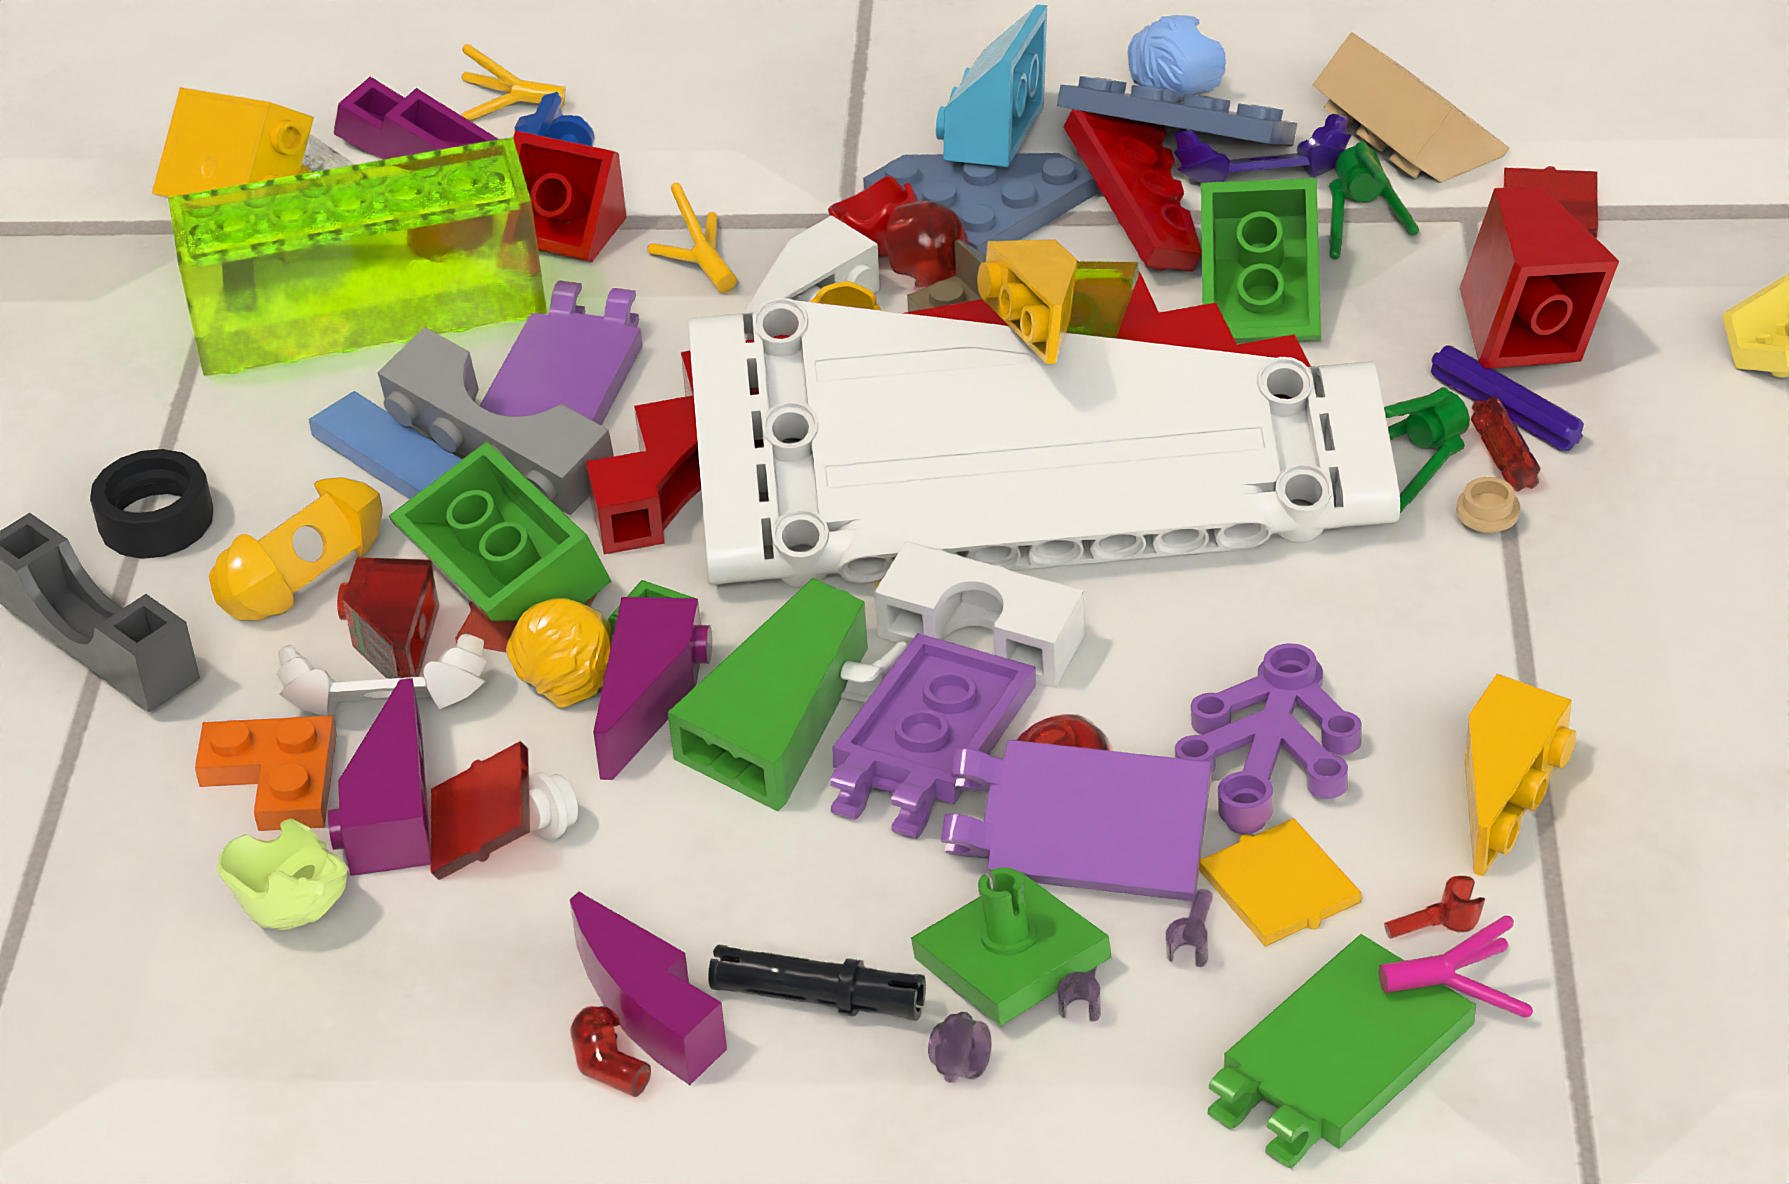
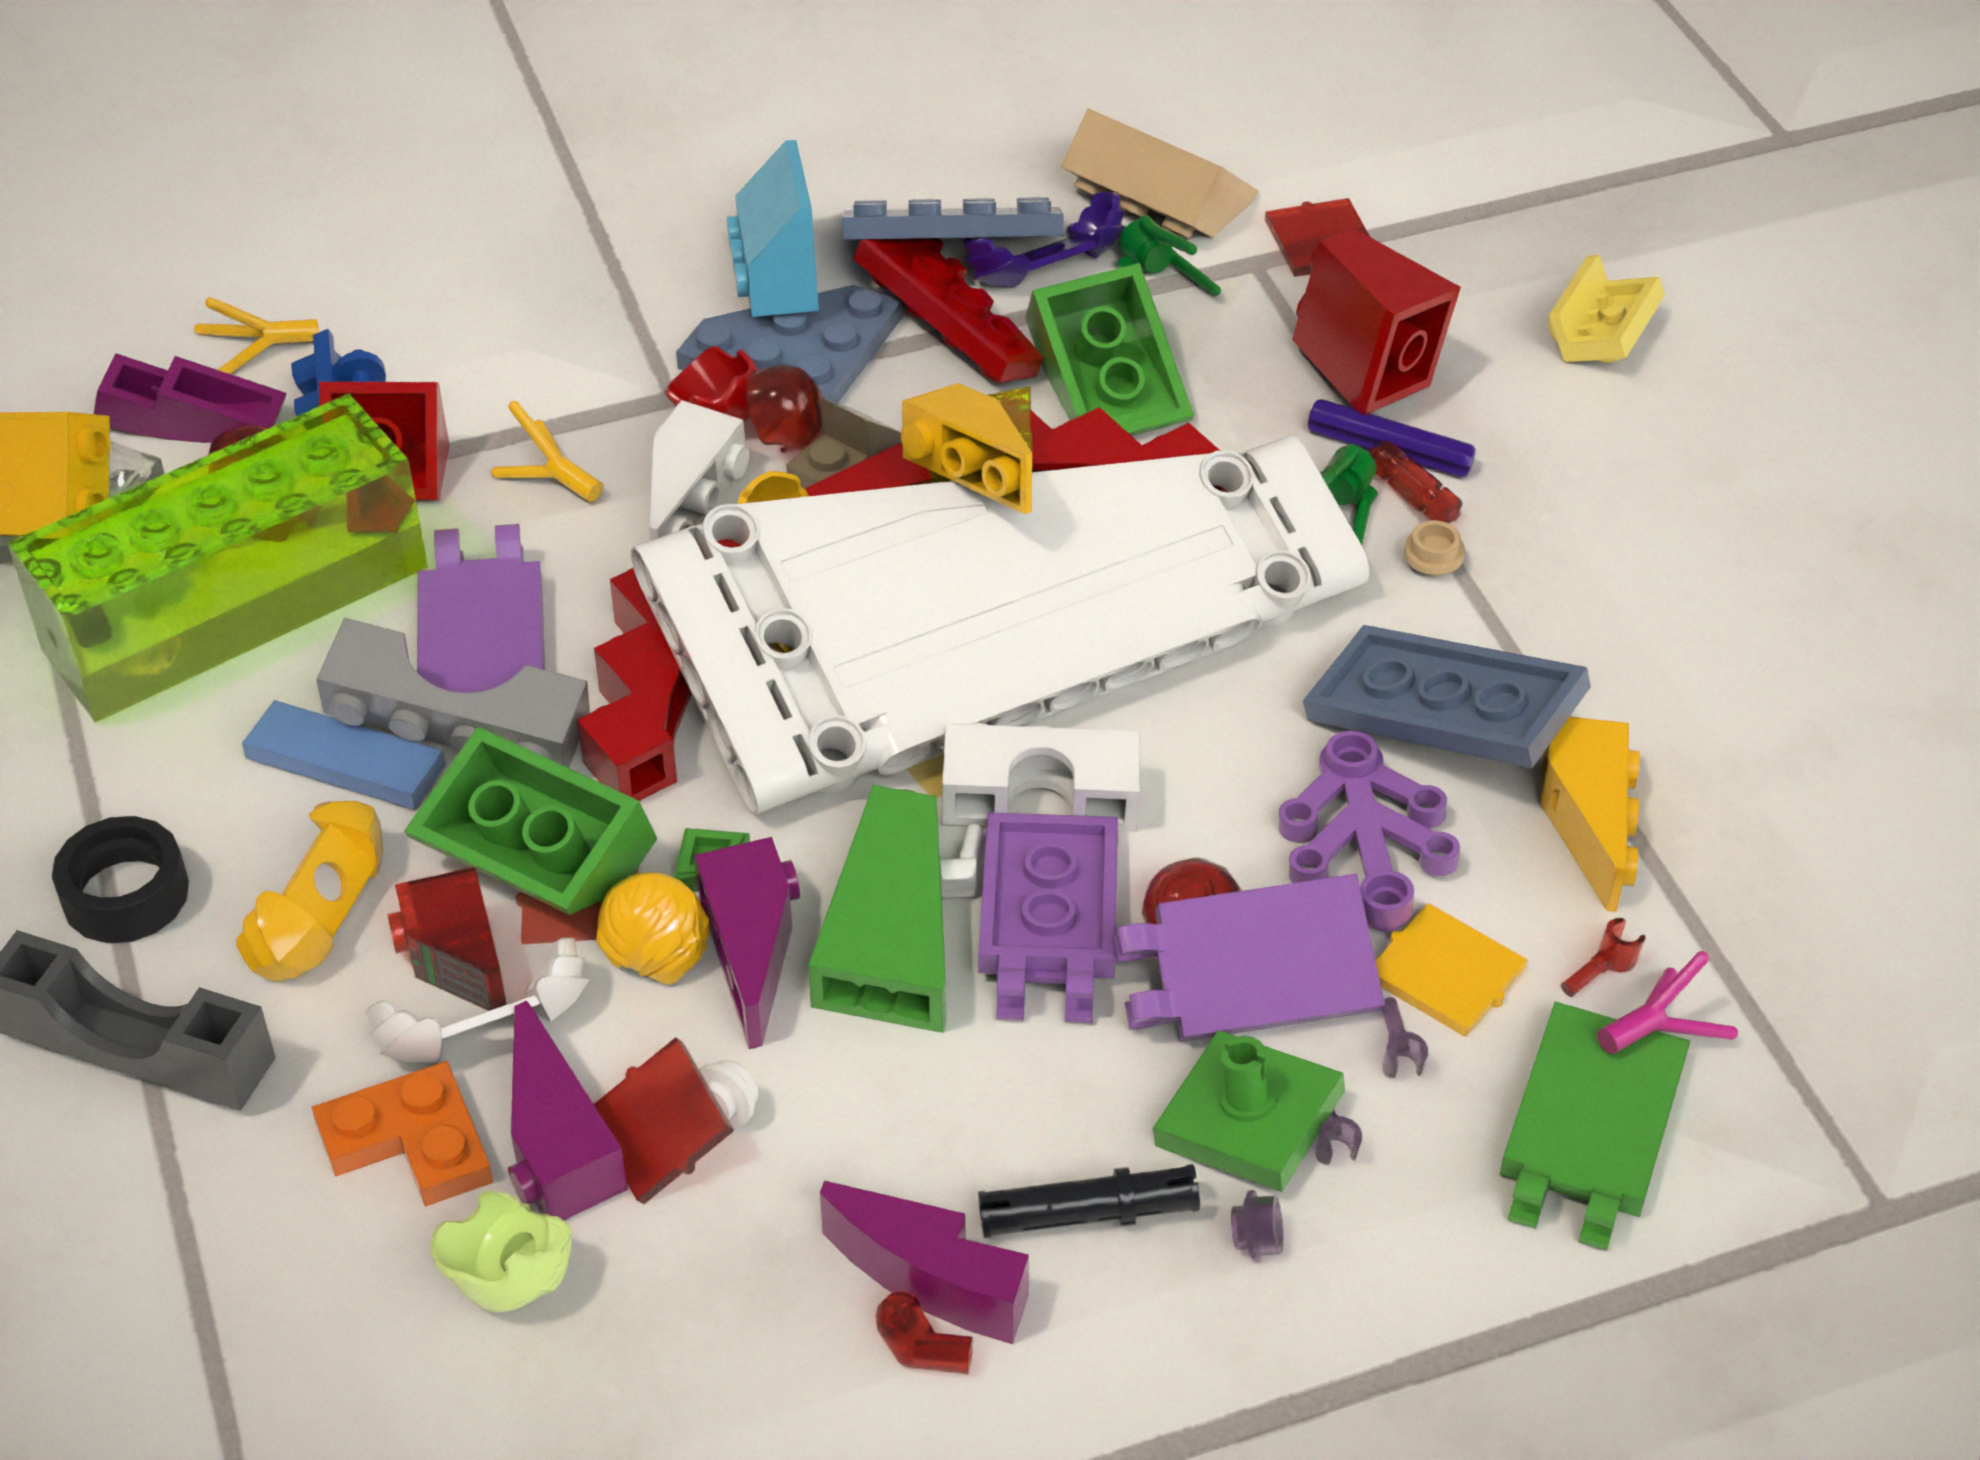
camera: 25 degrees left, 5 degrees up
(1176, 57) = (918, 165): light blue hair -> none
(1407, 633) = (1448, 695): none -> sand blue plate

